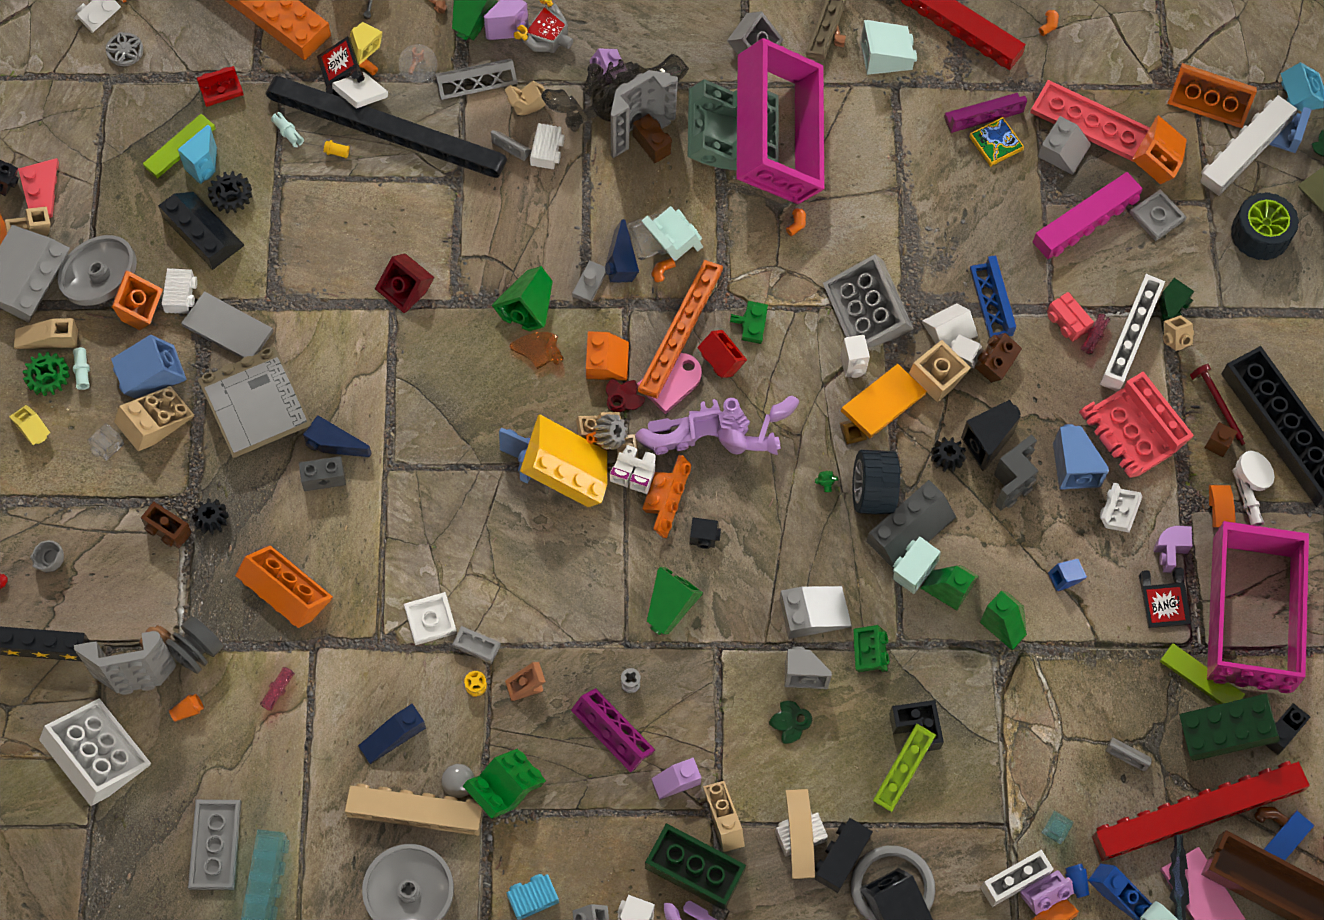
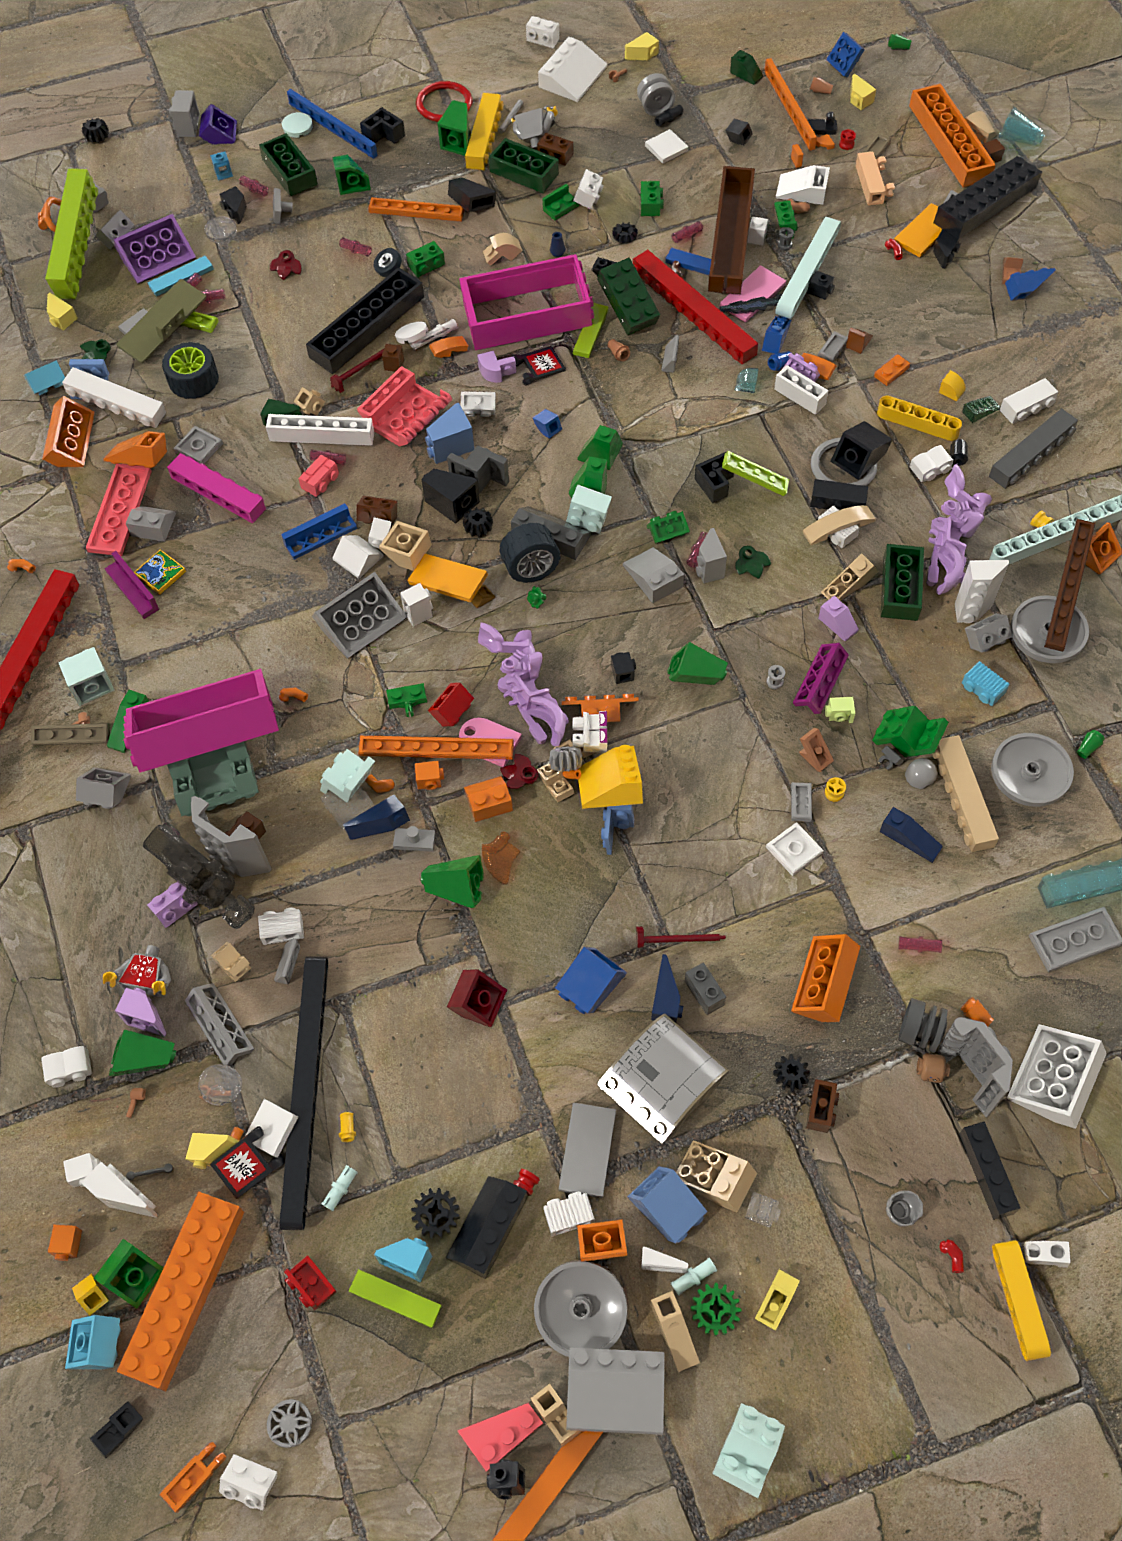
camera: 105 degrees left, 5 degrees down
(105, 345) = (658, 1261): none -> white slope
(221, 267) = (526, 1181): none -> red wheel
(377, 381) = (589, 980): none -> blue slope
(397, 439) = (641, 939): none -> dark red piece
(485, 755) = (892, 756): none -> dark grey tile
(563, 729) = (840, 709): none -> yellowish green brick
(651, 312) = (429, 775): none -> orange brick
(835, 79) = (116, 737): none -> green slope
(837, 677) = (695, 550): none -> clear pink pin
(1156, 695) = (619, 350): none -> nougat cone

